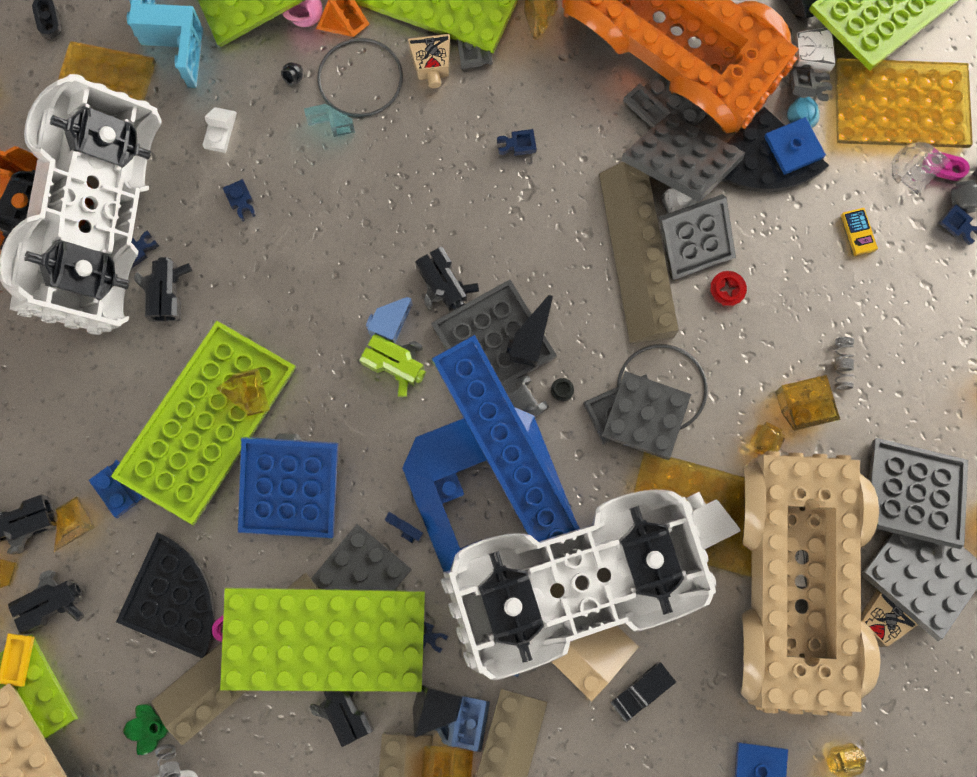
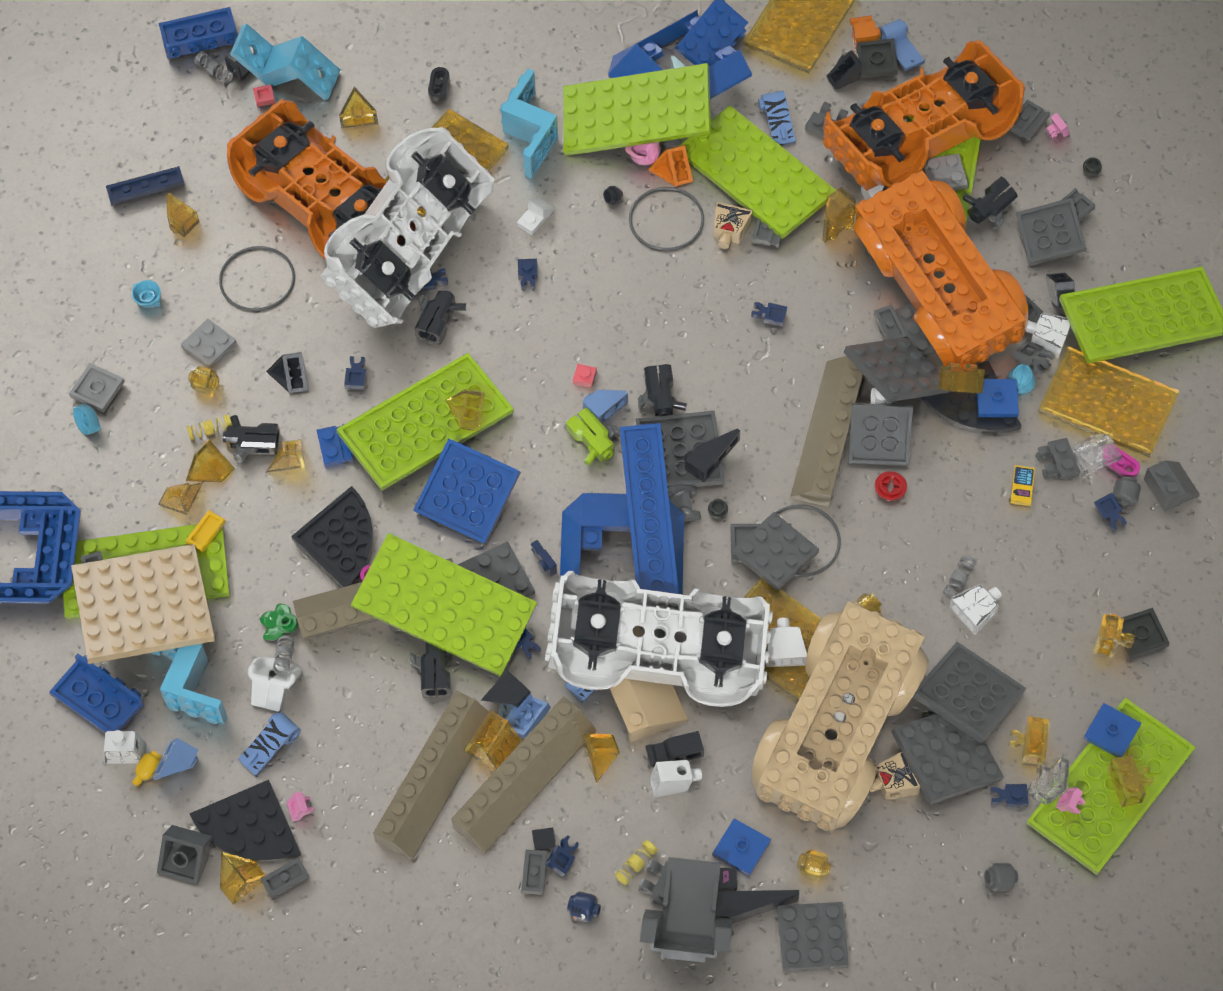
camera: 25 degrees right, 15 degrees down
(30, 424) = (290, 372): none -> black slope
(45, 602) = (245, 502): black piece -> none
(104, 397) = (356, 375): none -> dark blue plate
(324, 113) = (621, 233): clear light blue slope -> none
(353, 293) = (584, 375): none -> coral plate
(565, 728) = (600, 752): none -> clear yellow slope
(651, 733) = (673, 777): none -> white torso
(755, 141) = (961, 378): none -> clear yellow brick
(807, 403) = (912, 590): clear yellow slope -> none
(878, 390) = (976, 606): none -> white torso
(884, 184) = (1063, 459): none -> dark grey plate

